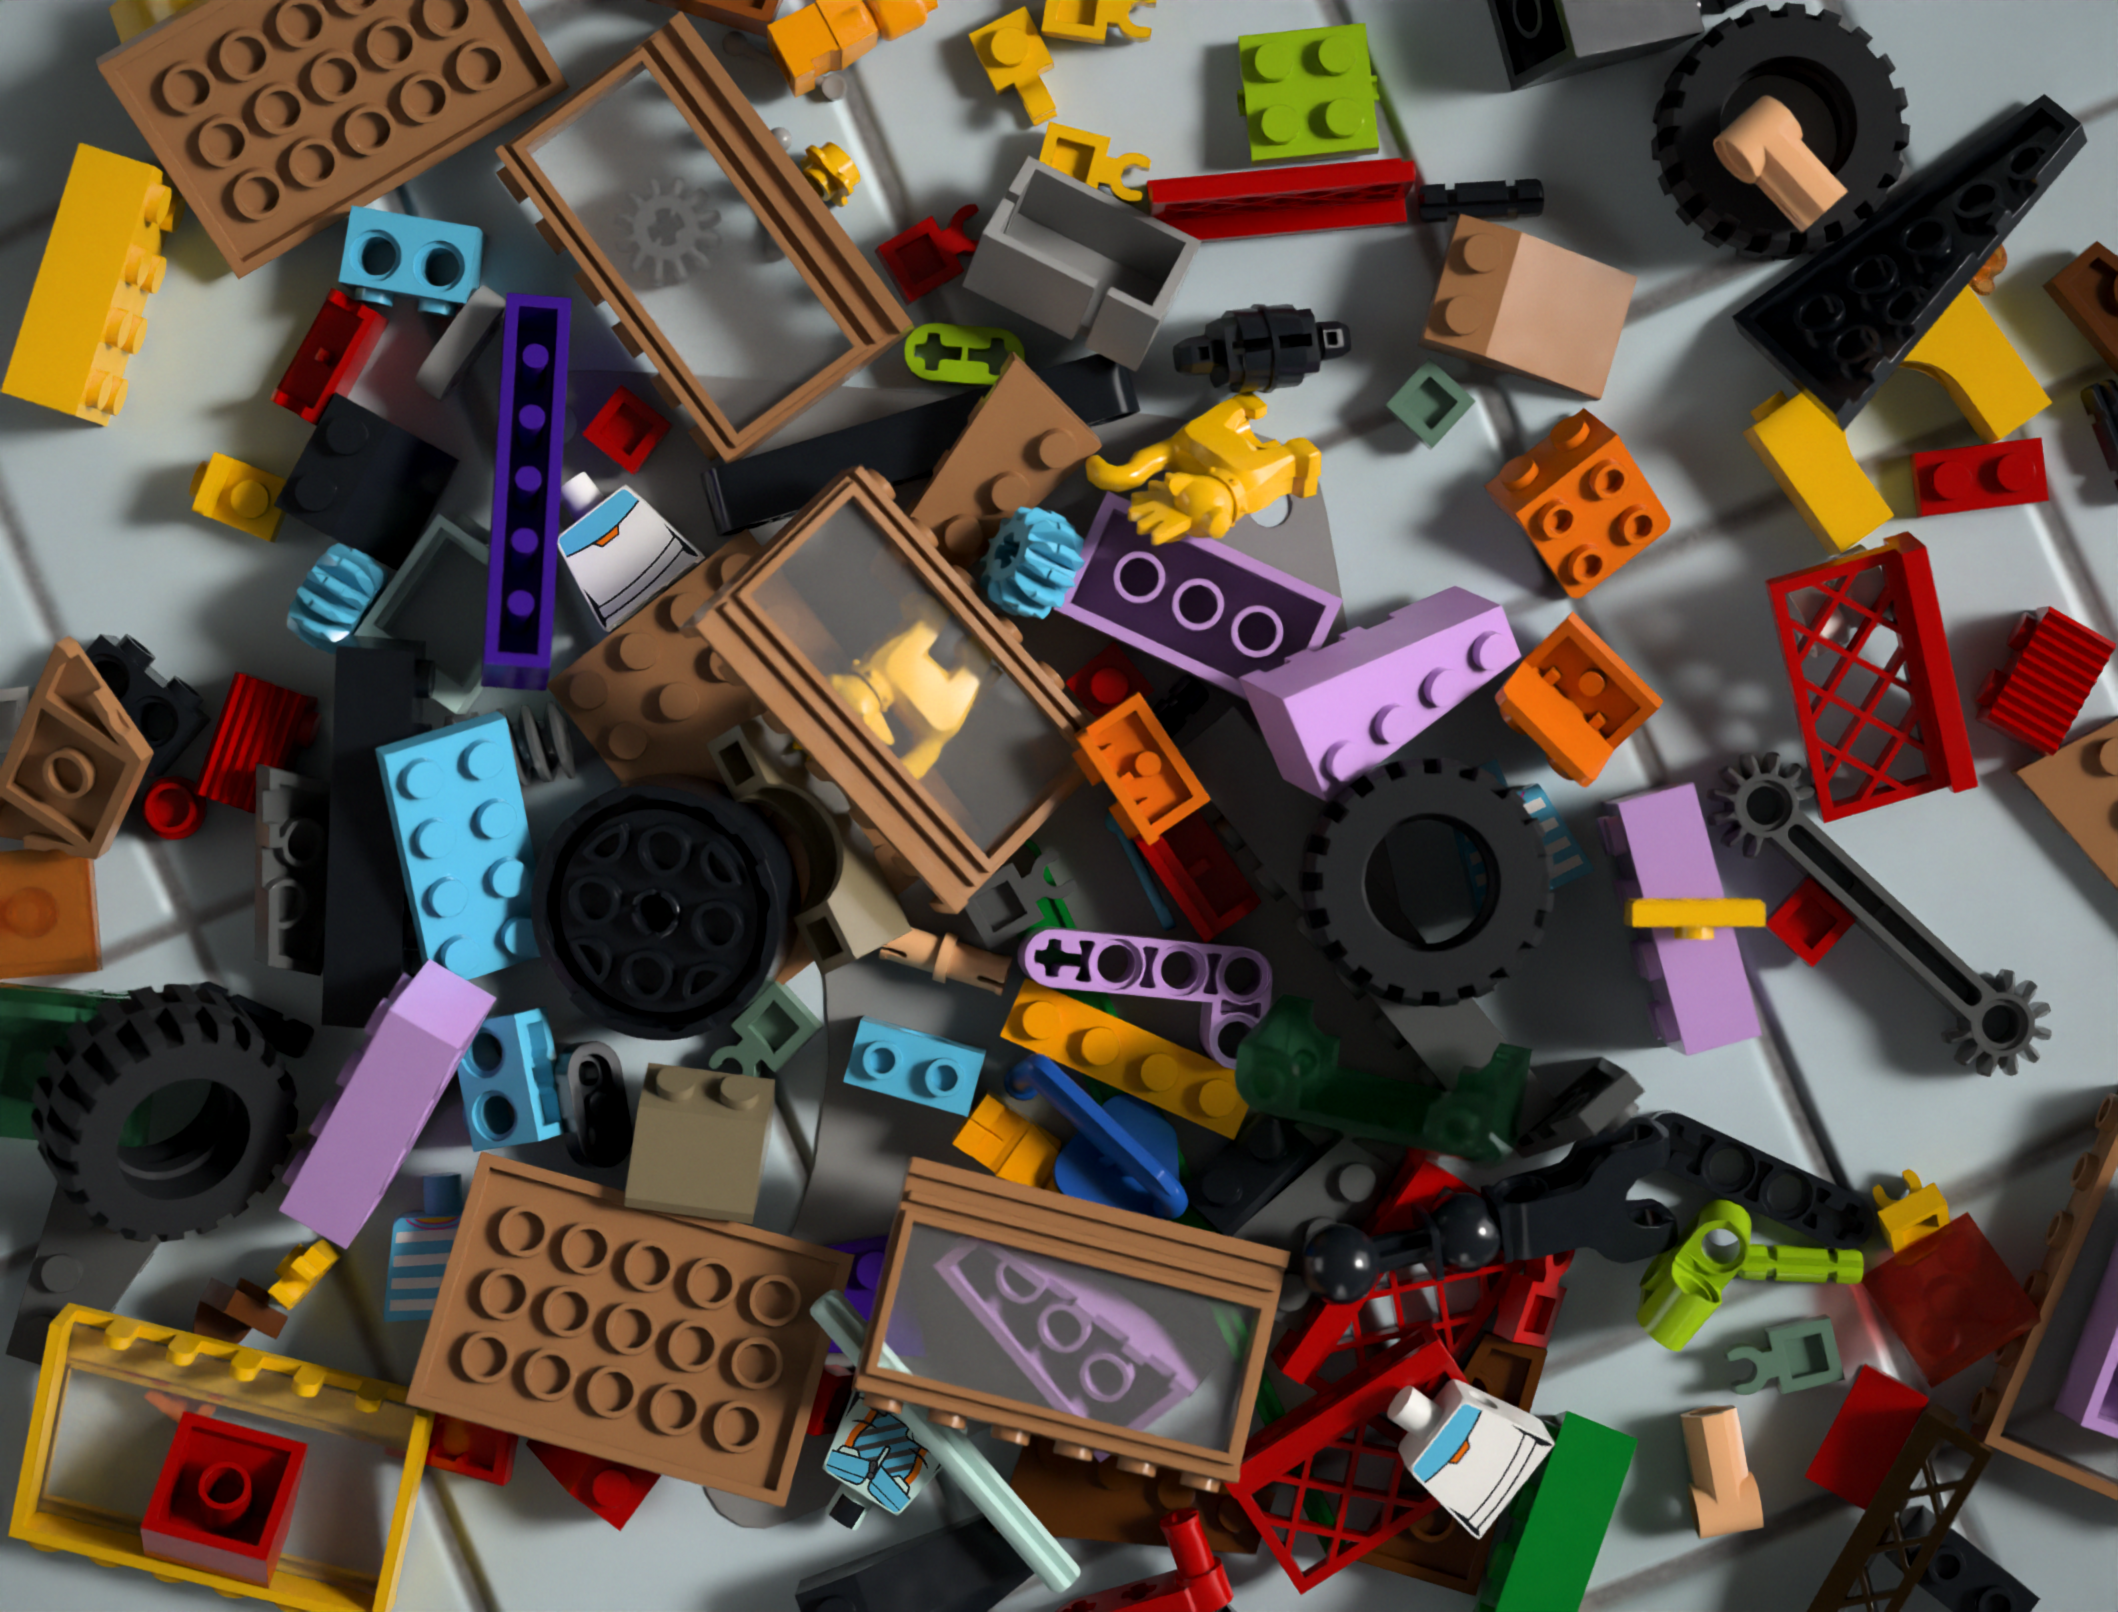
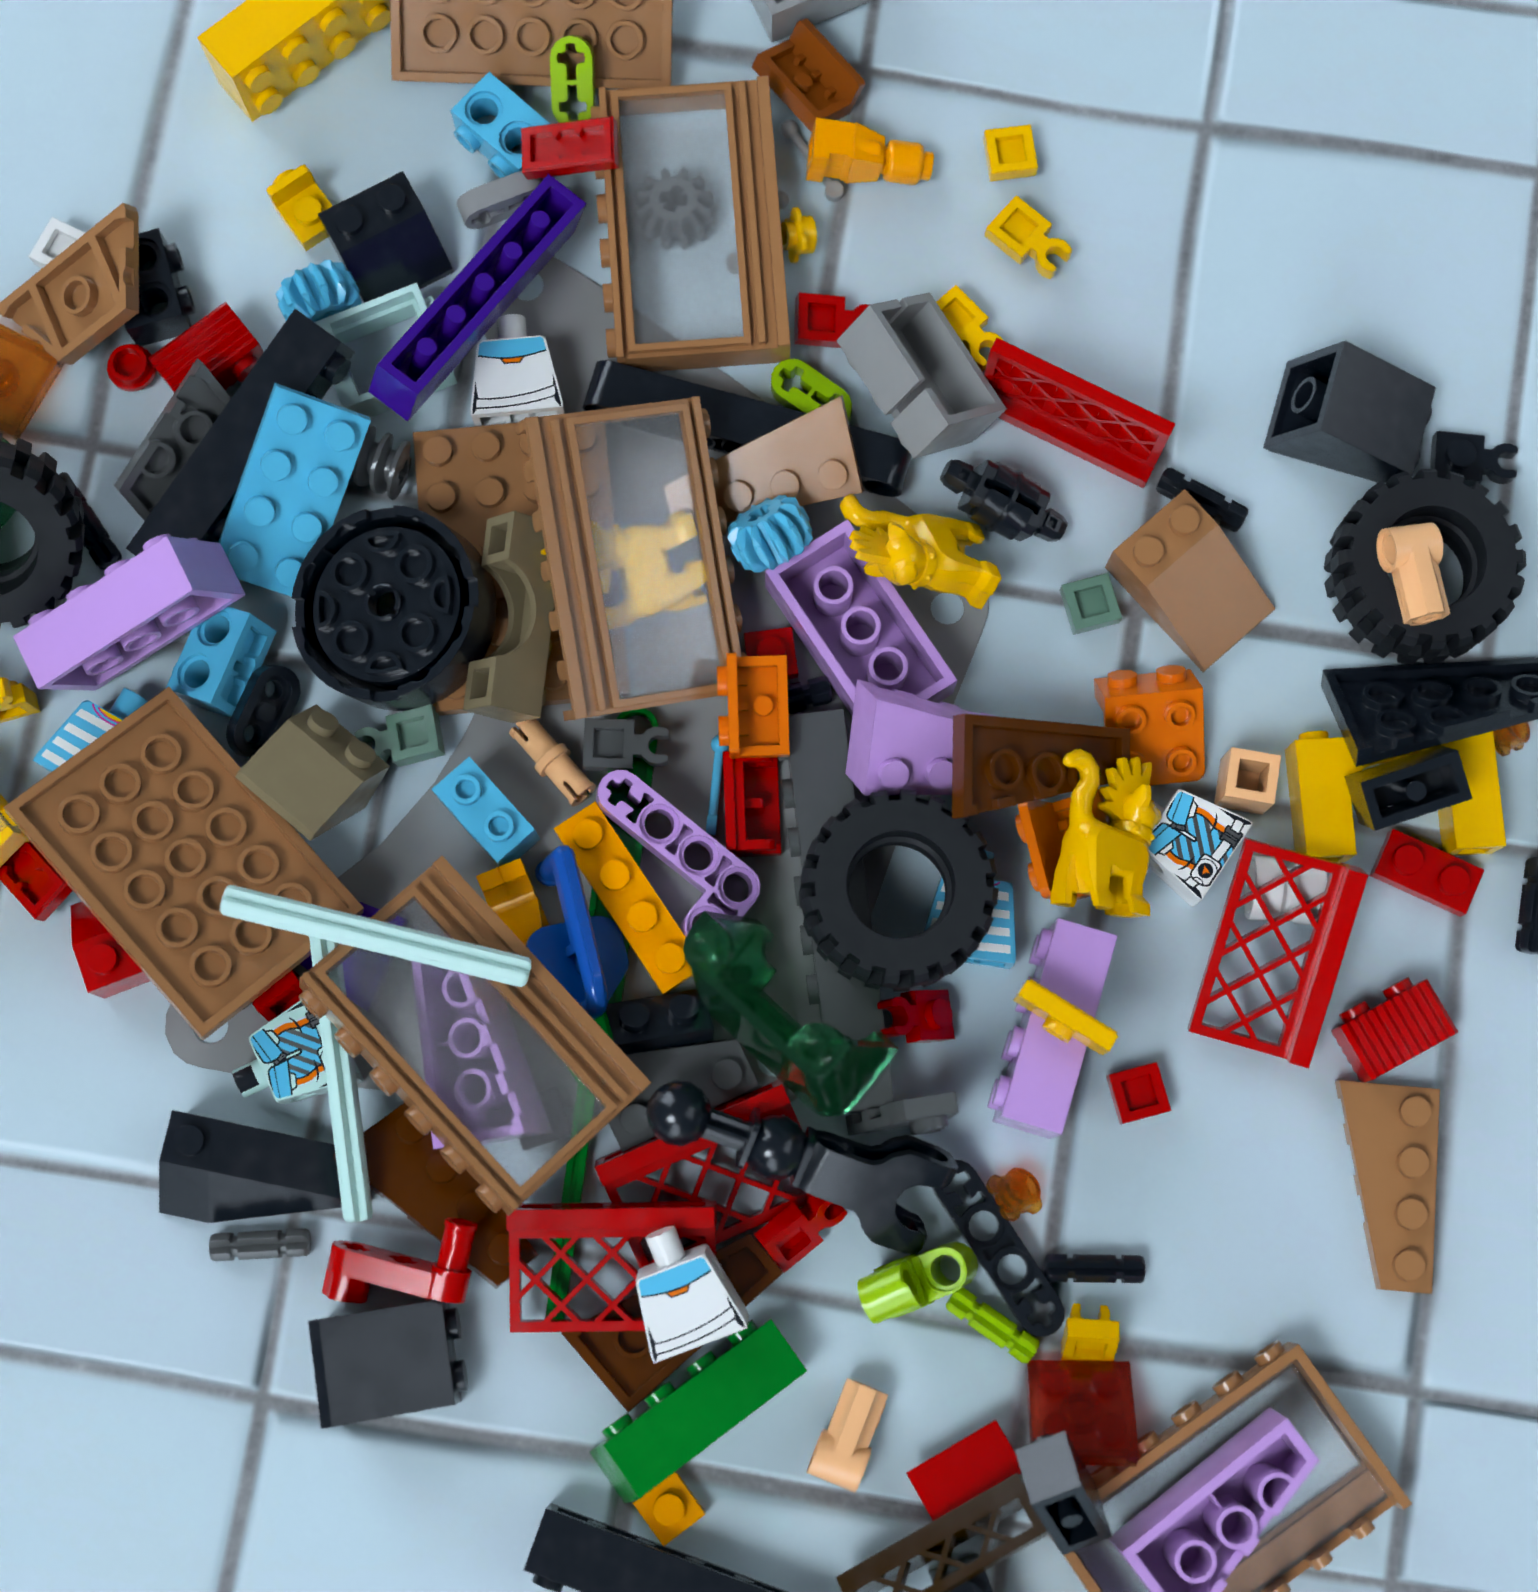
camera: 30 degrees right, 10 degrees down
(329, 356) = (421, 158): red hinge -> none
(441, 160) = (561, 83): none -> lime beam
(511, 246) = (570, 147): none -> red plate
(627, 430) = (569, 310): red plate -> none
(906, 1293) = (375, 935): none -> light aqua axle
(1014, 59) = (958, 240): yellow plate -> none
(1308, 95) = (1134, 361): lime plate -> none
(1485, 649) = (1021, 760): none -> reddish brown wing
(1528, 994) = (920, 1016): none -> red plate
(1634, 702) = (1105, 858): none -> yellow animal
(1697, 611) = (1194, 844): none -> torso
(1725, 505) = (1247, 780): none -> light nougat brick
(1748, 1099) = (1015, 1193): none -> clear orange plate
(1797, 1355) = (951, 1386): sand green plate -> none
(1872, 1137) = (1094, 1268): none -> black axle
(1881, 916) = (1190, 1119): dark grey arm -> none
(1912, 415) = (1408, 787): none -> black brick
(1984, 1404) = (1063, 1492): none -> black brick

